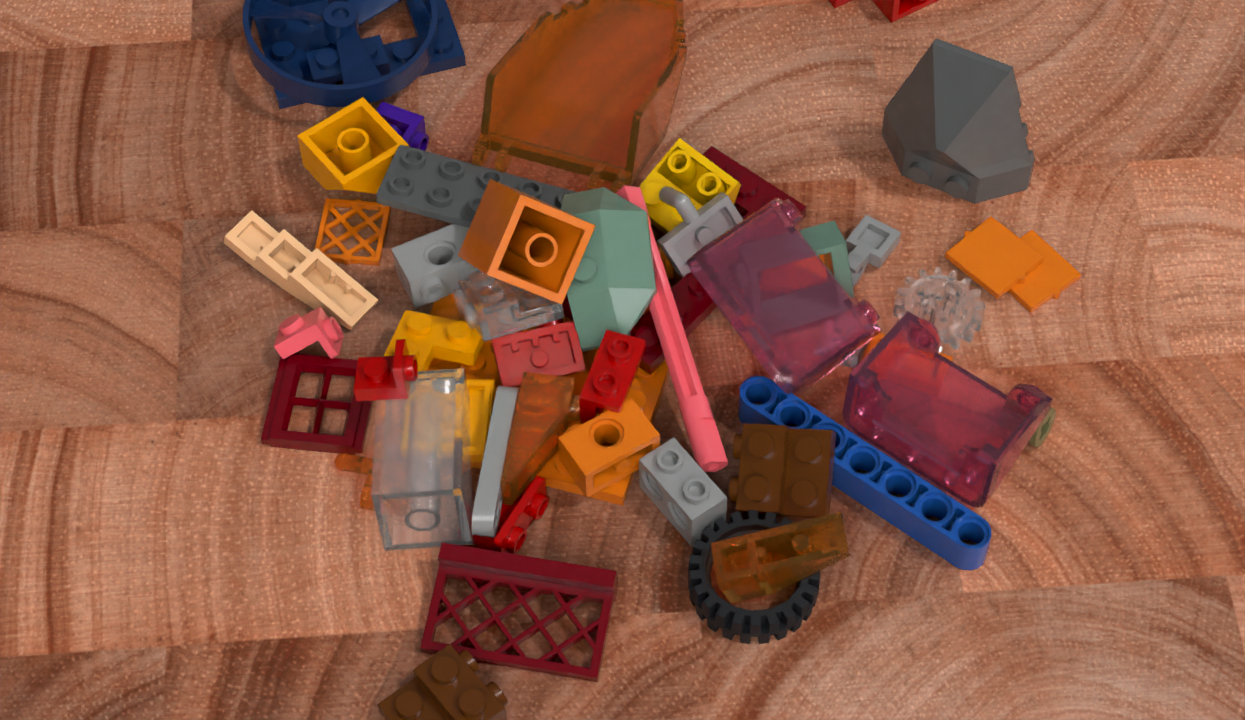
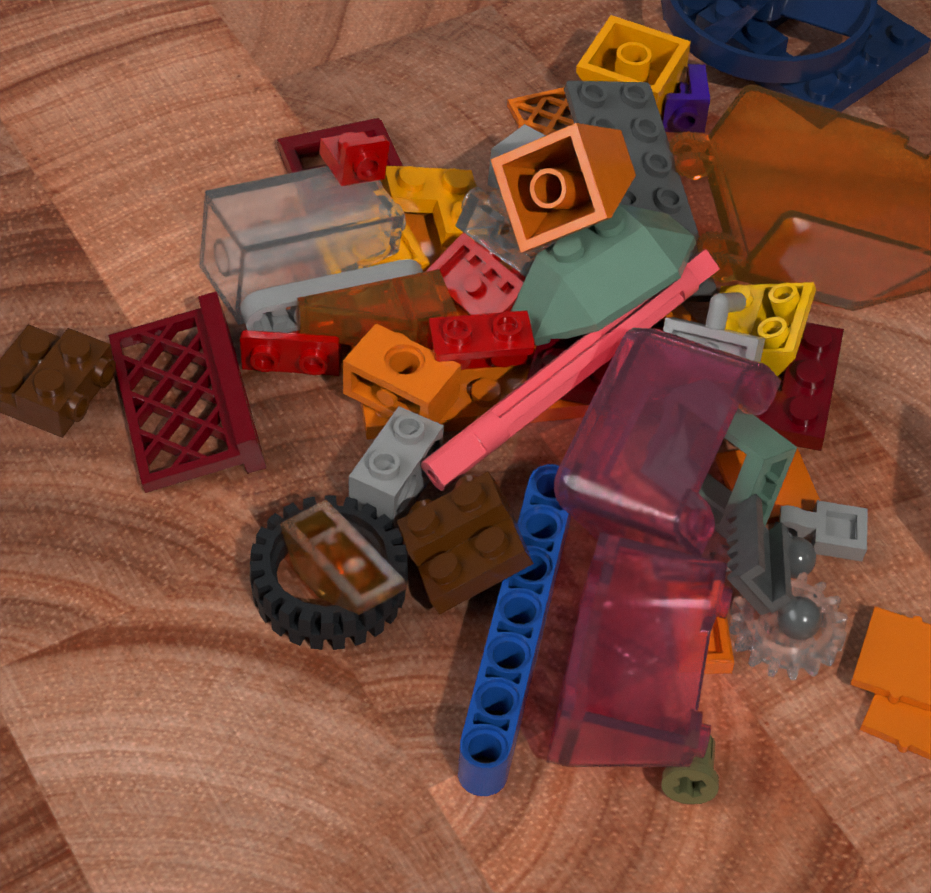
camera: 60 degrees right, 5 degrees down
(299, 271) = (480, 94): light nougat slope -> none
(303, 331) = (414, 126): coral bracket -> none
(893, 287) = (764, 566): none -> dark grey gear

